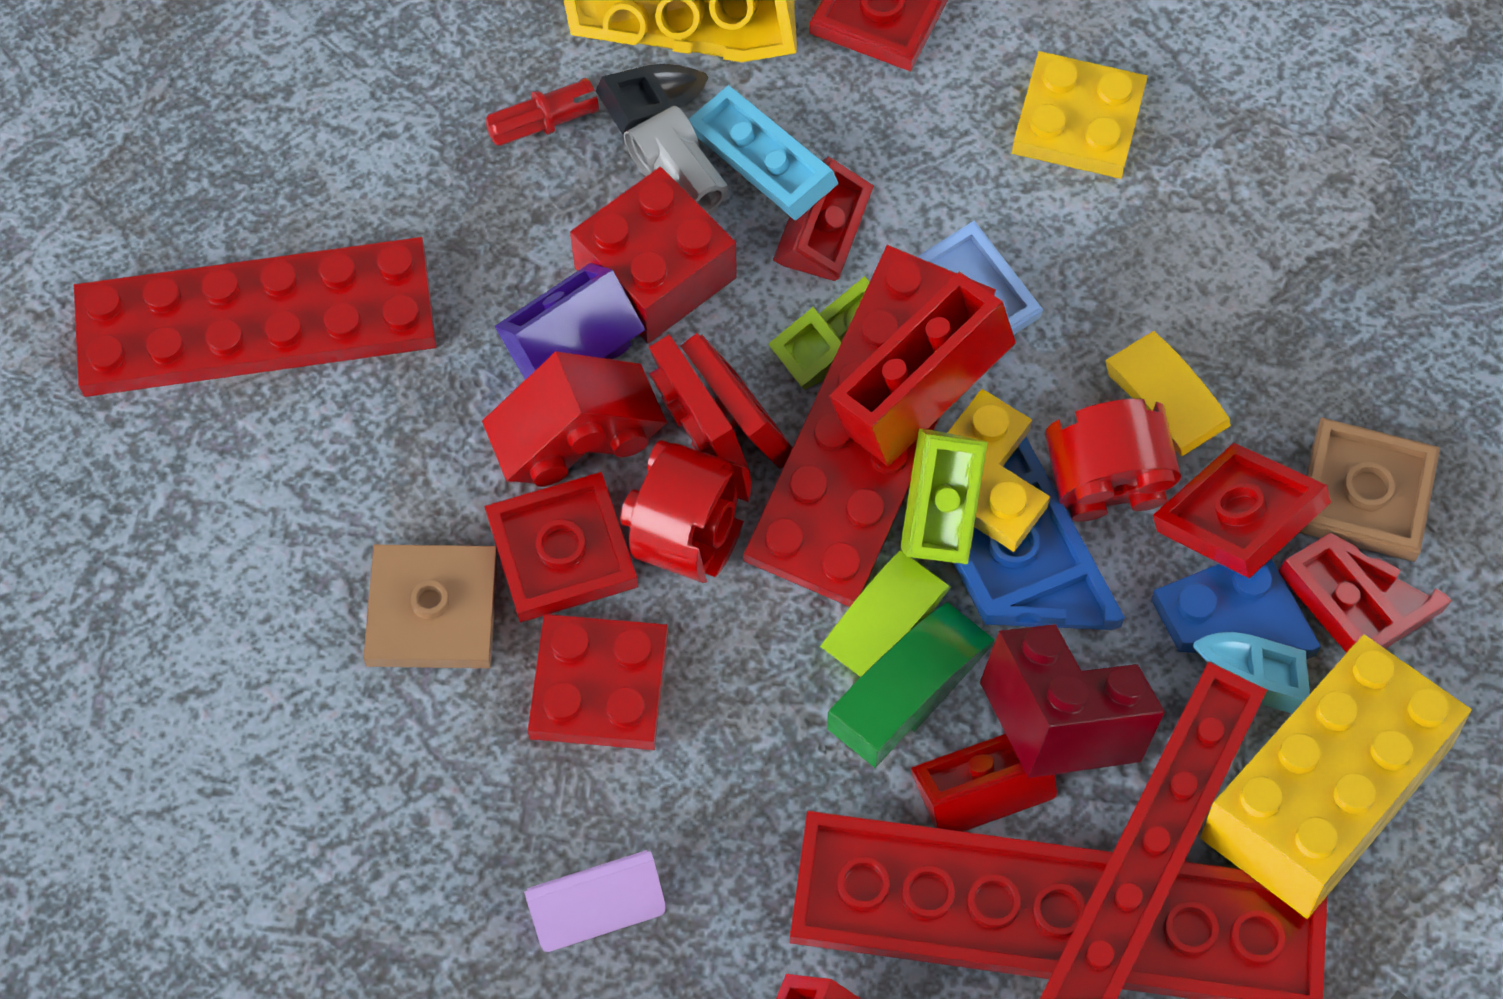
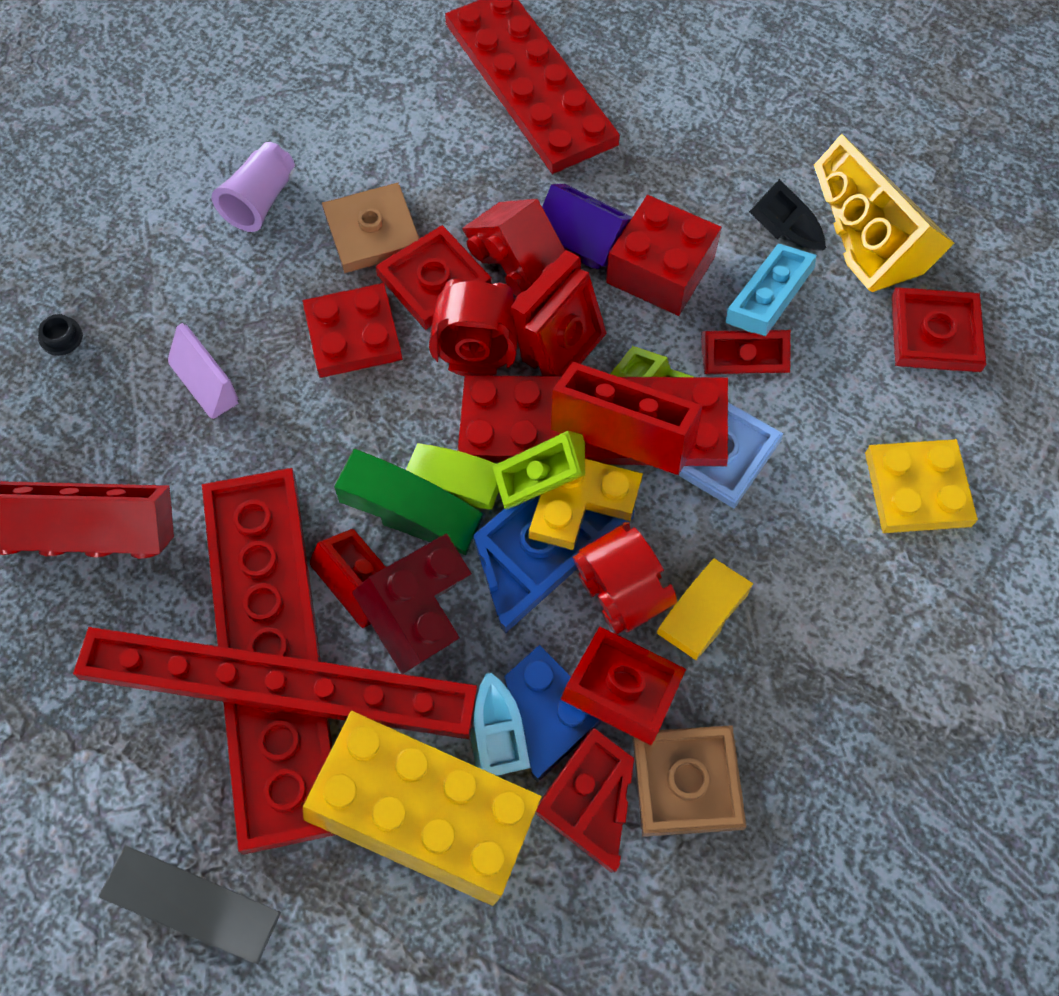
camera: 70 degrees right, 0 degrees up
(298, 740) = (253, 187): none -> lavender plant
(541, 113) = (741, 163): red axle -> none
(673, 144) = (747, 241): light grey piece -> none

